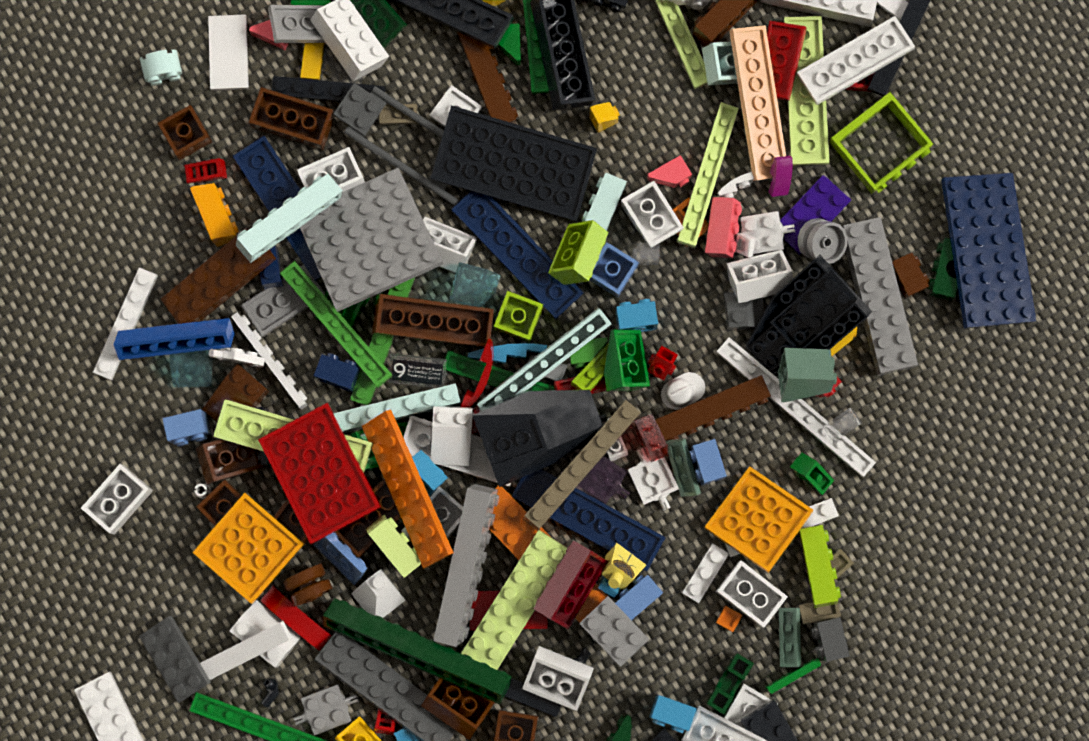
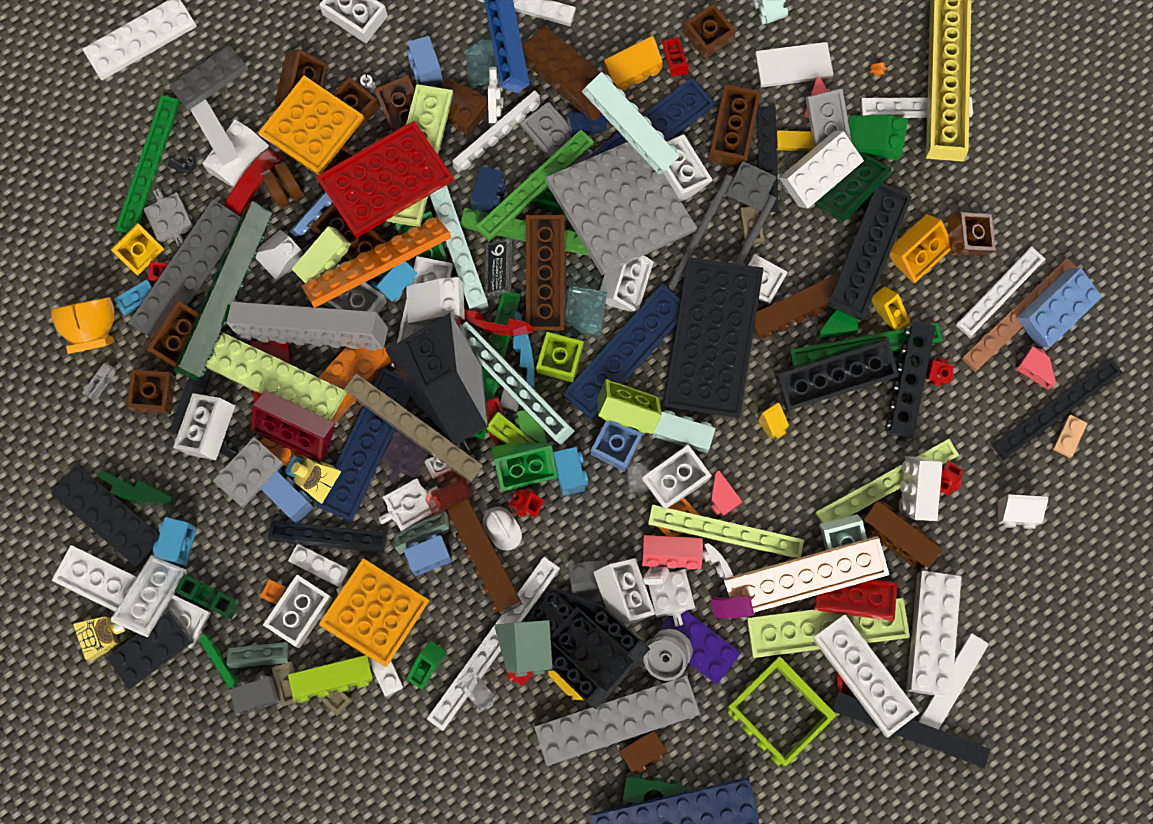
camera: 85 degrees right, 5 degrees down
(183, 565) = (294, 68): none -> reddish brown slope
(678, 561) = (327, 536): none -> black plate

